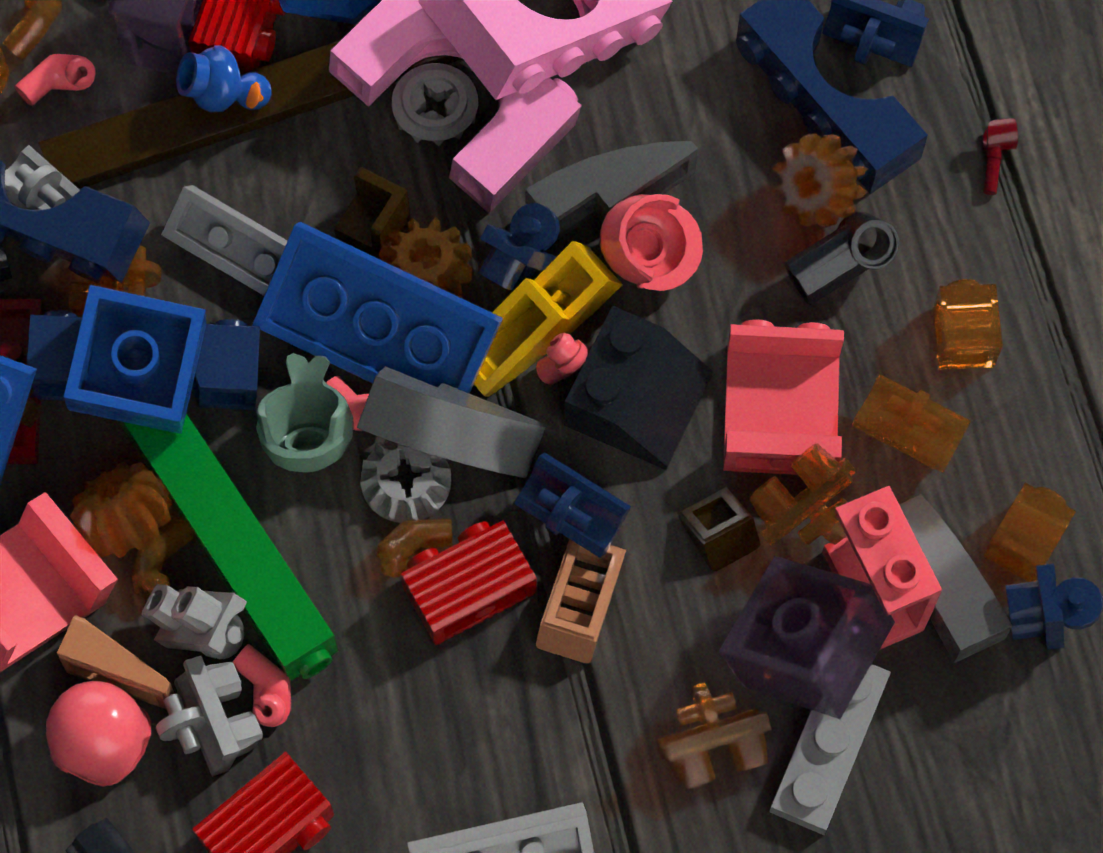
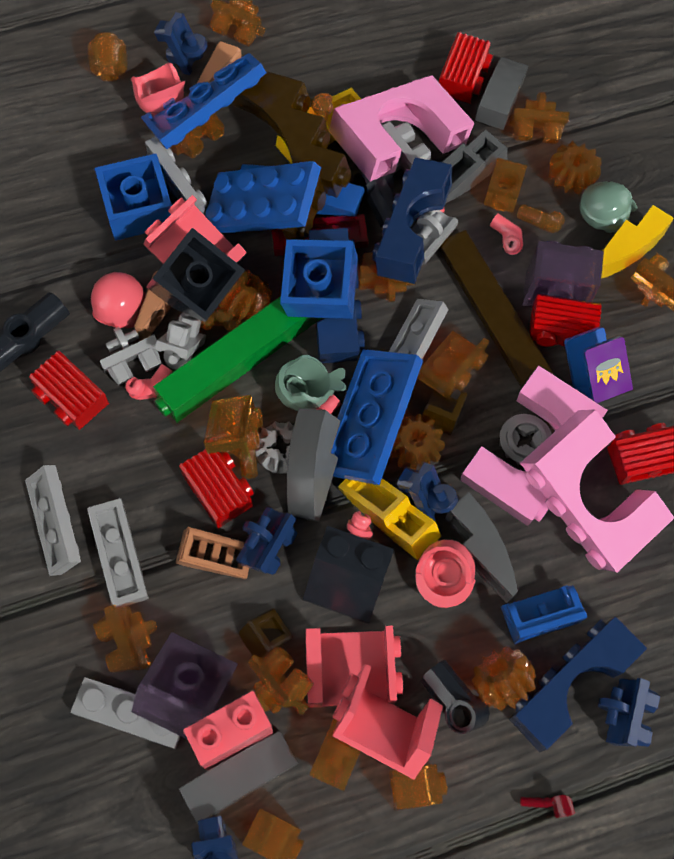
camera: 80 degrees right, 0 degrees up
(93, 572) = (195, 277): none -> black slope
(216, 81) = (512, 309): blue animal -> none
(293, 186) = (452, 363): none -> clear orange bracket
(372, 540) = (234, 426): none -> clear orange bracket
(568, 748) = (117, 553): none -> light grey plate
(720, 117) = (543, 613): none -> blue hinge
(890, 350) = (385, 729): none -> coral panel

